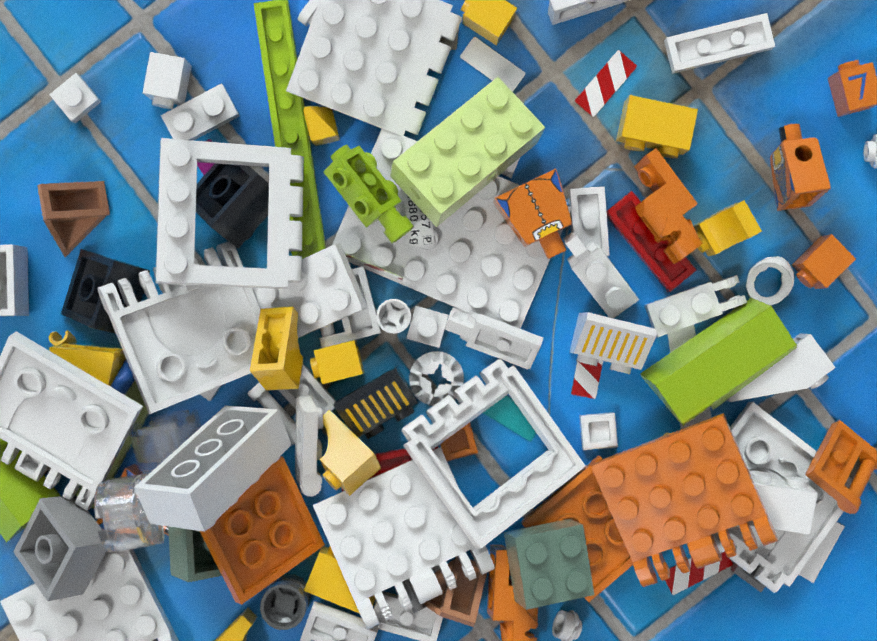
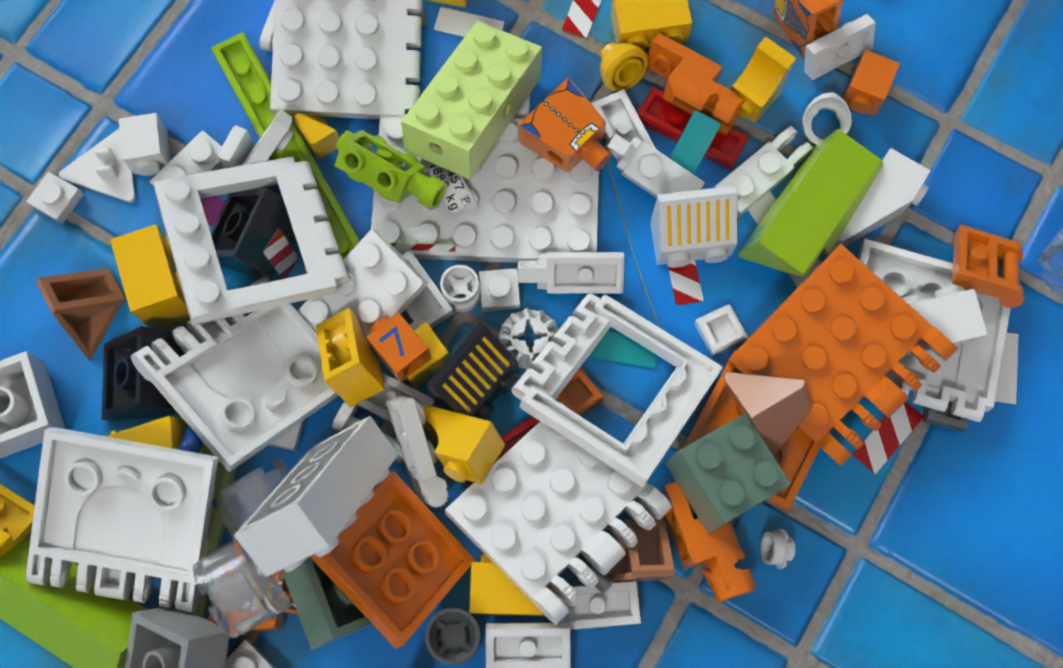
camera: 25 degrees left, 15 degrees down
(124, 85) = (103, 170): none -> white piece
(133, 215) = (150, 278): none -> yellow brick
(244, 115) = (235, 148): none -> white tile
(251, 234) = (281, 254): none -> sticker
(275, 124) = (275, 136): none -> white plate
(321, 357) = (398, 346): none -> orange brick
(605, 524) = (772, 404): none -> nougat slope
(611, 161) = (622, 65): none -> yellow brick
(644, 261) = (695, 141): none -> teal sticker
(801, 218) = (839, 46): none -> white plate

